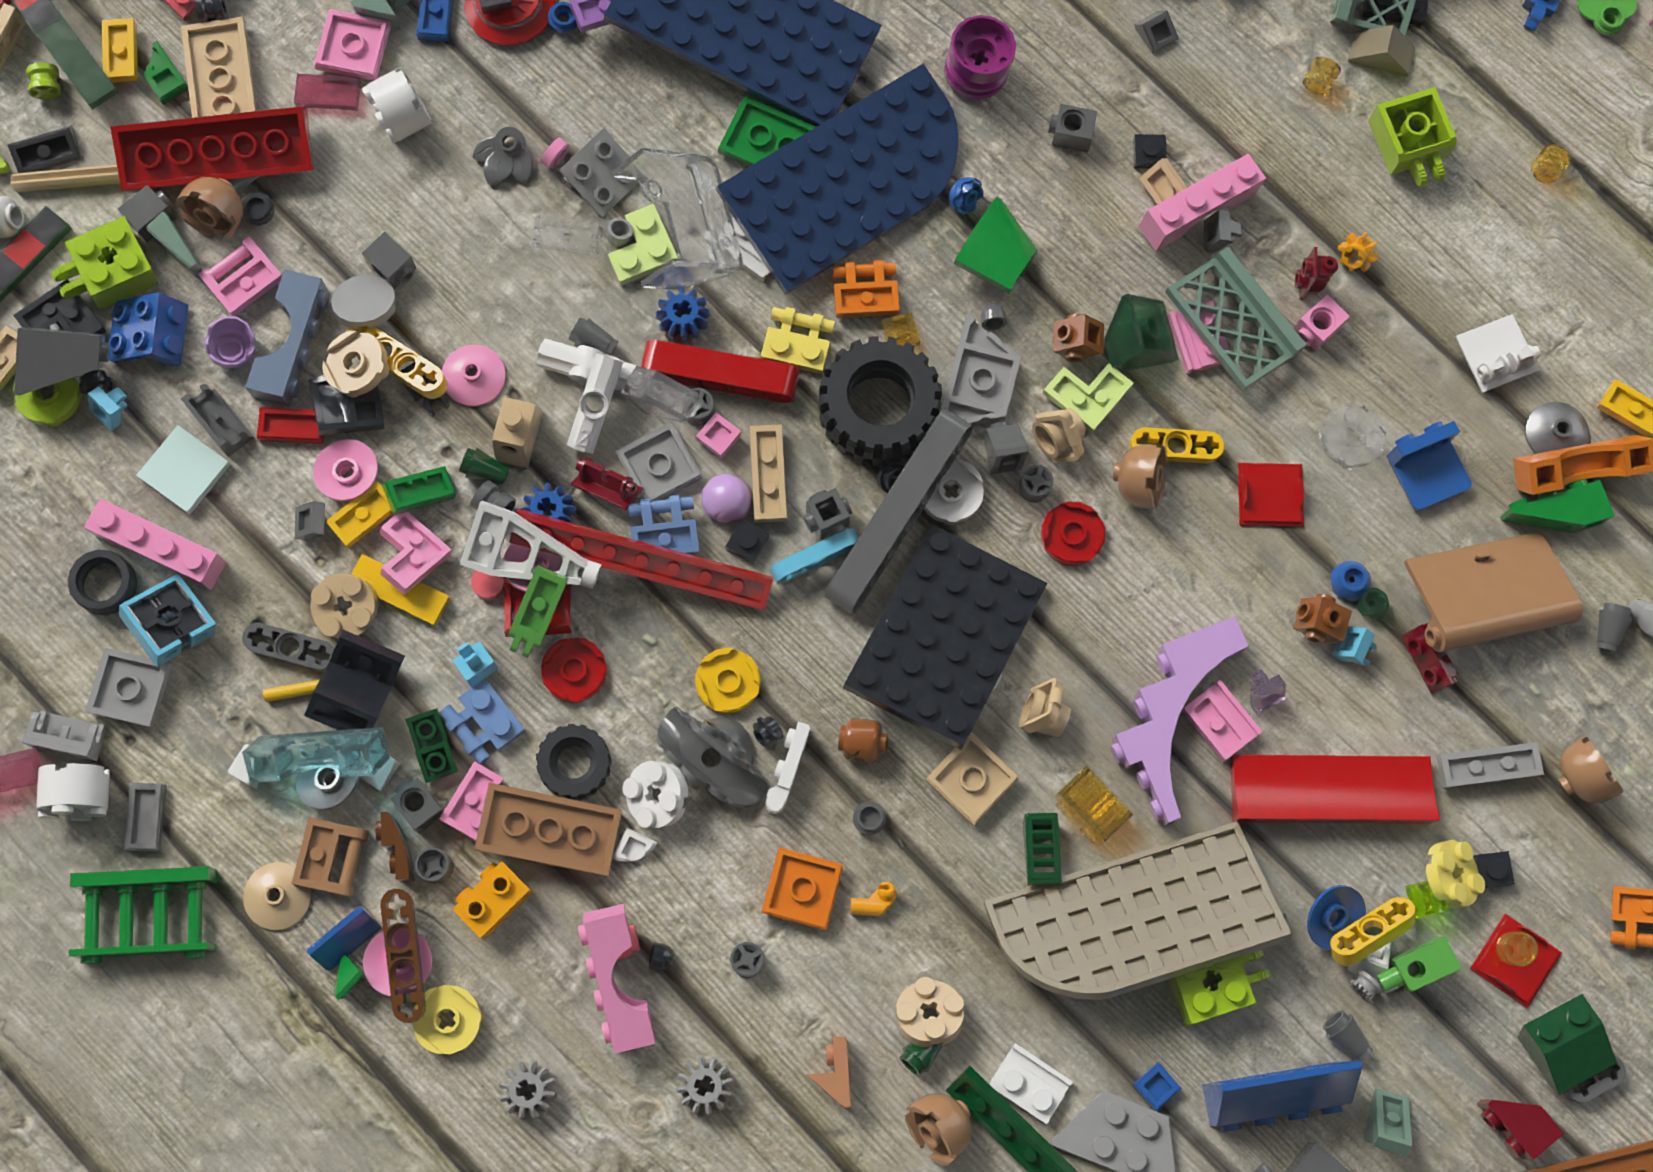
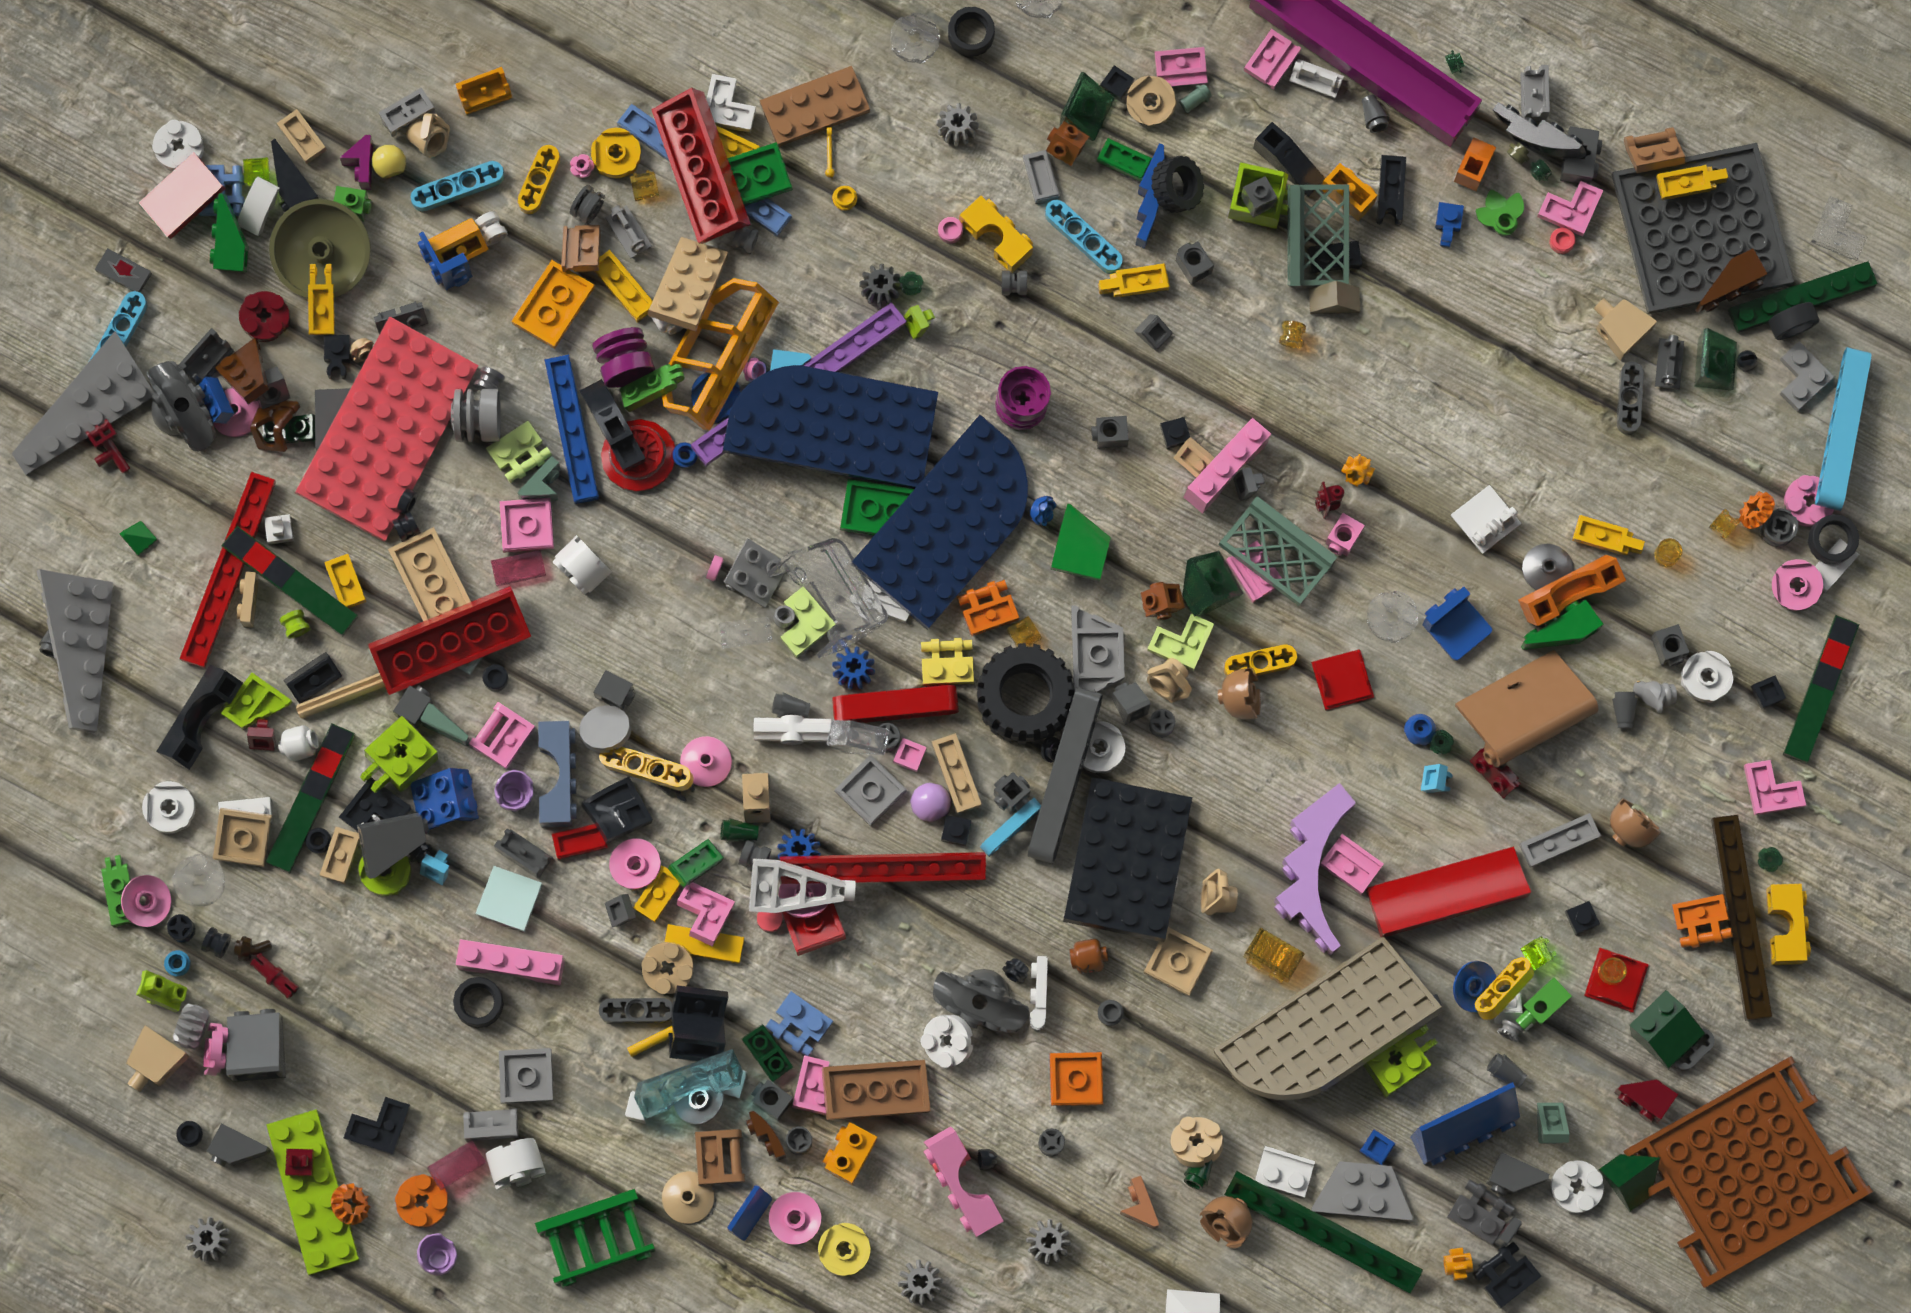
camera: 15 degrees left, 0 degrees up
(145, 817) = (570, 1168): flat silver tile -> none
(164, 76) = (385, 592): green tile -> none
(167, 619) = (540, 1016): piece -> none
(211, 206) = (464, 687): medium nougat cylinder -> none
(347, 976) = (760, 1240): green slope -> none
(370, 370) = (632, 779): tan plate -> none
(398, 956) = (801, 1210): reddish brown beam -> none
(474, 663) = (780, 982): medium azure tile -> none
(504, 161) = (675, 585): dark grey plate -> none
(537, 609) = (818, 928): bright green hinge -> none
(573, 670) = (855, 966): red tile -> none
(573, 736) = (872, 1015): black tyre -> none
(587, 422) = (810, 742): white piece -> none
(605, 485) = (836, 819): dark red hinge -> none
(633, 847) = (941, 1085): white tile -> none
(675, 535) = (900, 842): medium blue plate -> none
(727, 681) = (973, 940): yellow tile -> none
(878, 902) = (1135, 1073): light orange arm -> none
(993, 316) = (1092, 601): dark grey hinge -> none
(1042, 827) = (1238, 983): dark green slope -> none
(1072, 533) = (1200, 753): red tile -> none
(1265, 691) = (1378, 833): clear purple tile -> none
(1322, 619) = (1405, 766): dark orange brick -> none
(1414, 134) = (1376, 377): lime hinge -> none
(1466, 883) = (1564, 931): light yellow plate -> none
(1546, 171) = (1485, 360): clear yellow wheel -> none

